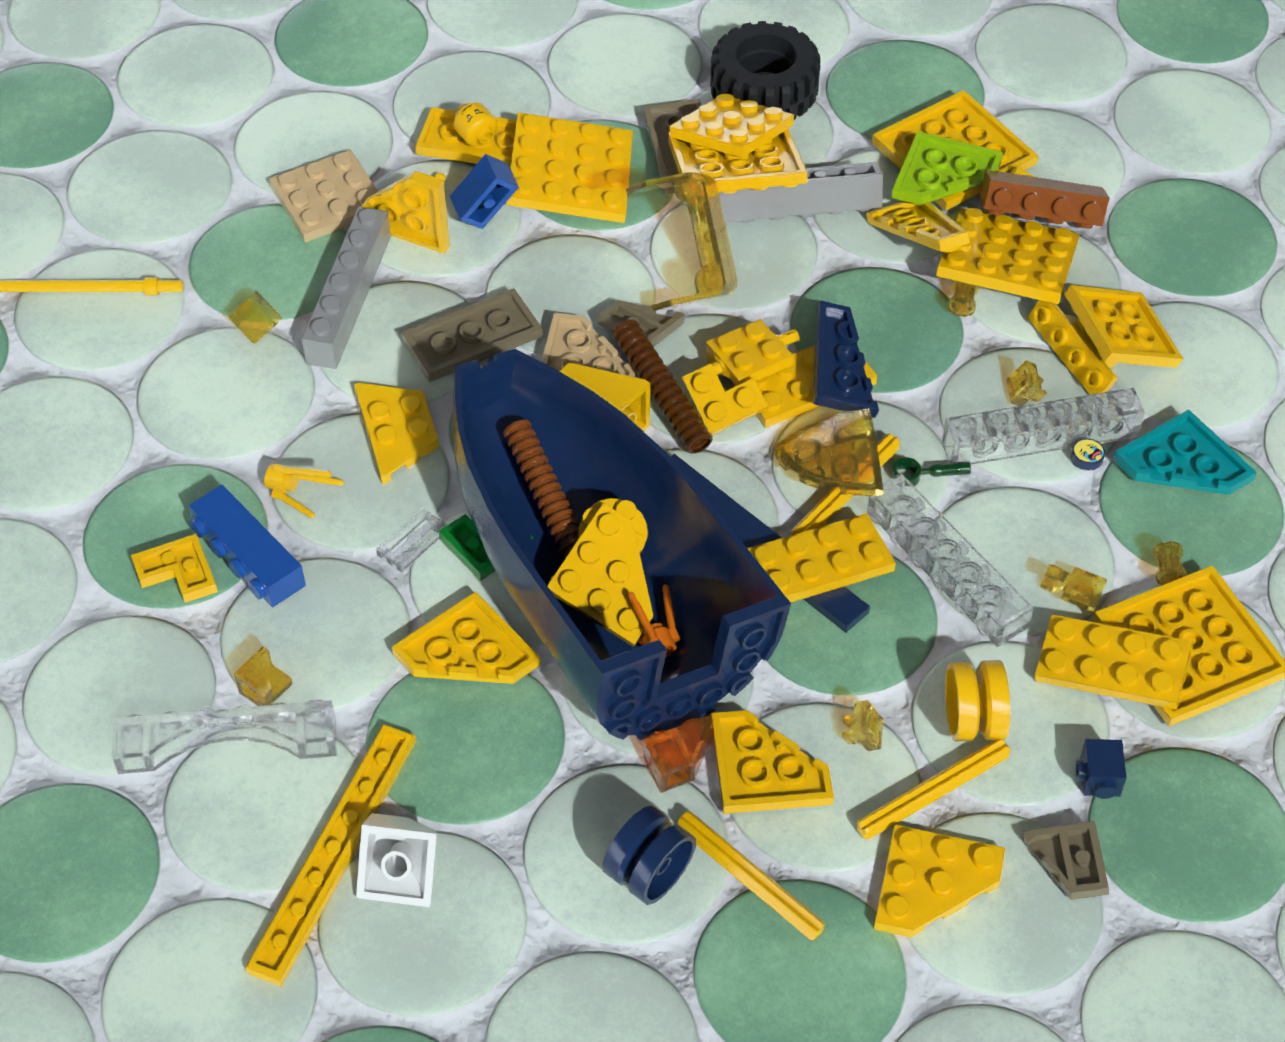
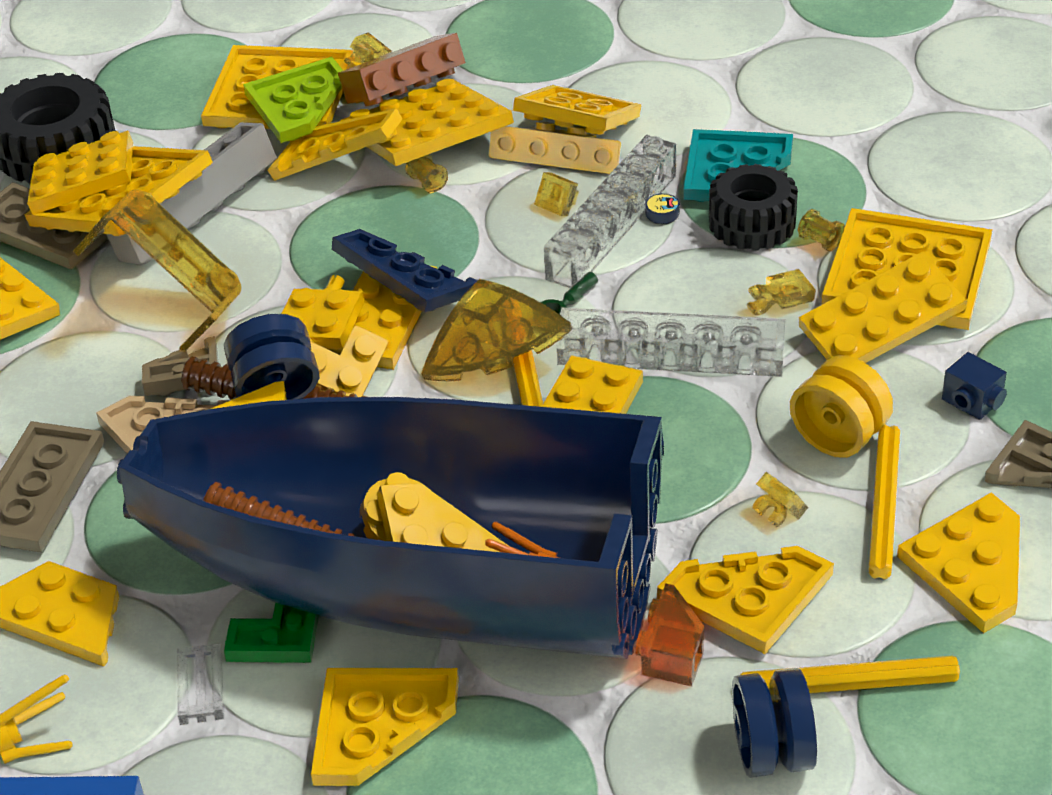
camera: 45 degrees left, 10 degrees down
(657, 358) = (271, 351): none -> dark blue wheel
(1048, 161) = (366, 48): none -> clear yellow plate
(1145, 486) = (752, 207): none -> black tyre

